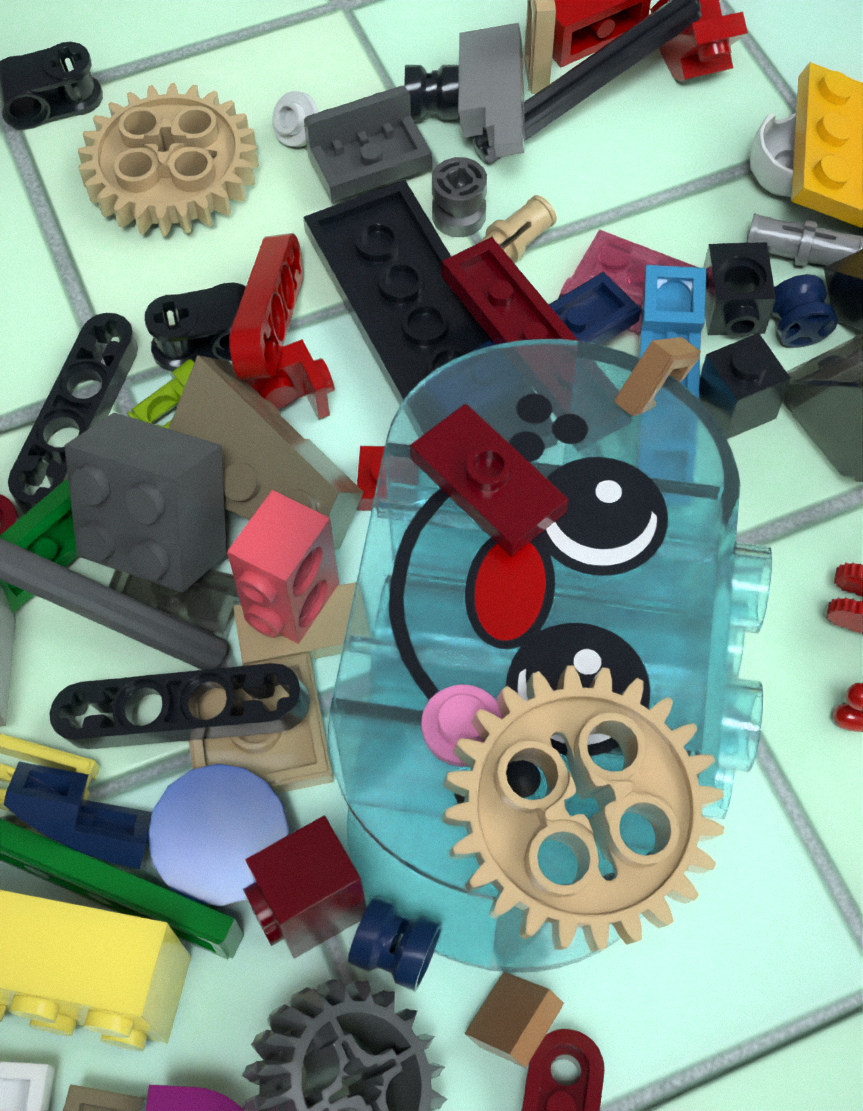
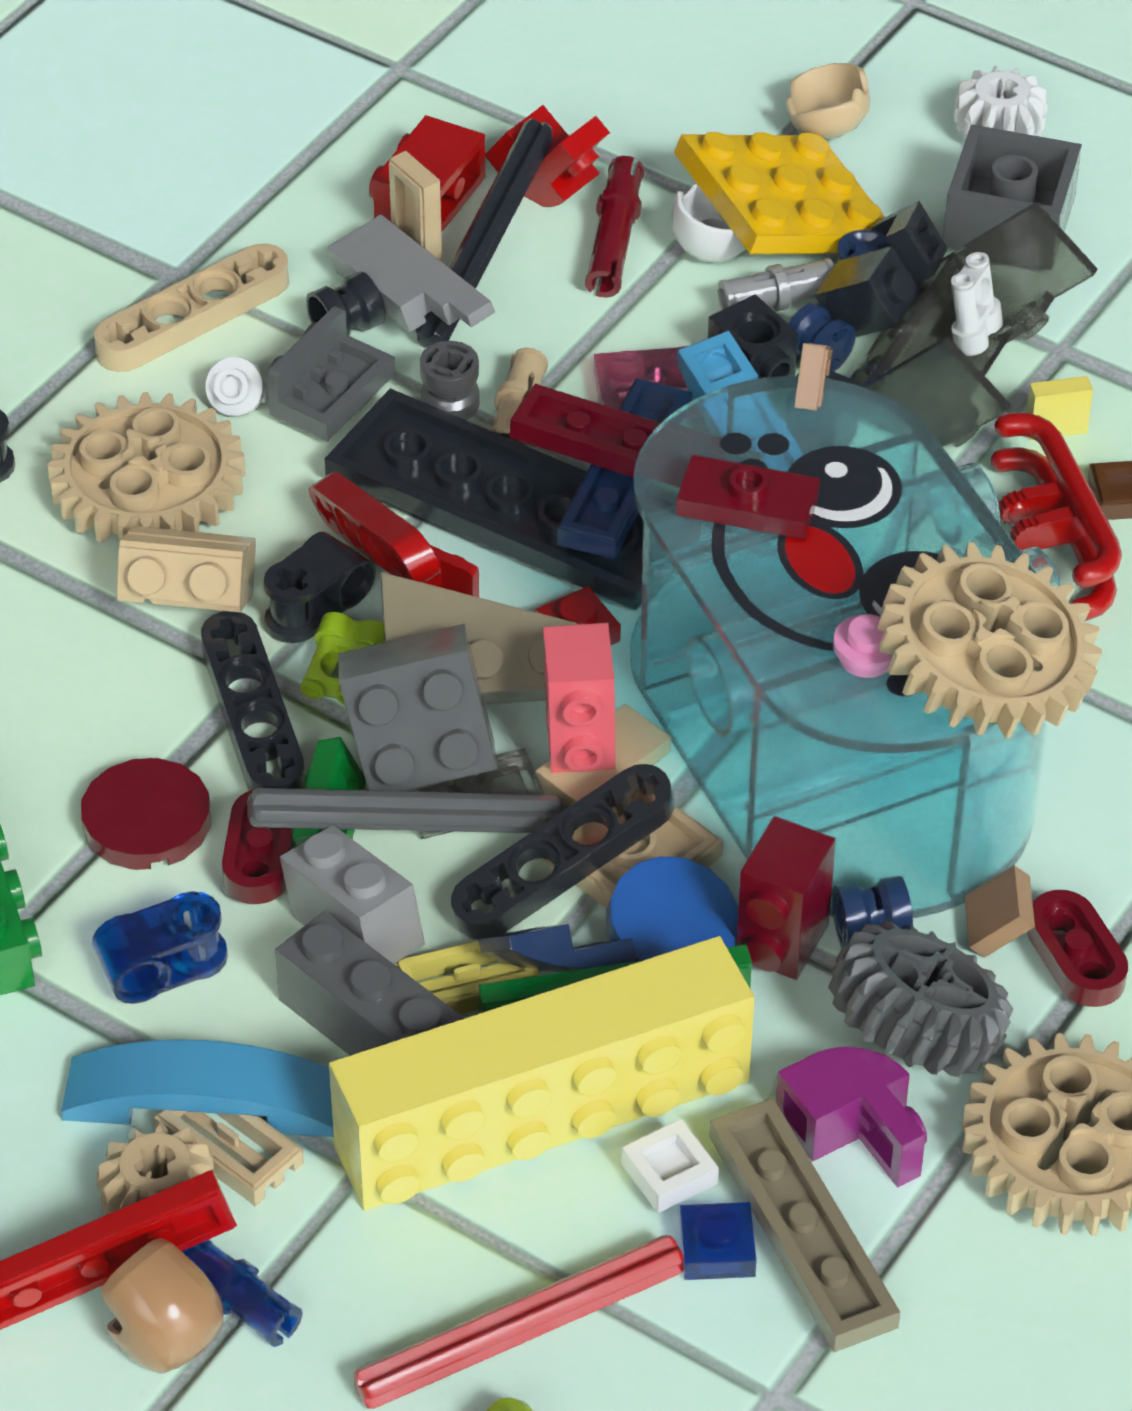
camera: 35 degrees left, 15 degrees down
(112, 260) = (186, 569): none -> tan brick
(327, 43) = (134, 336): none -> tan beam
(723, 107) = (617, 214): none -> dark red pin

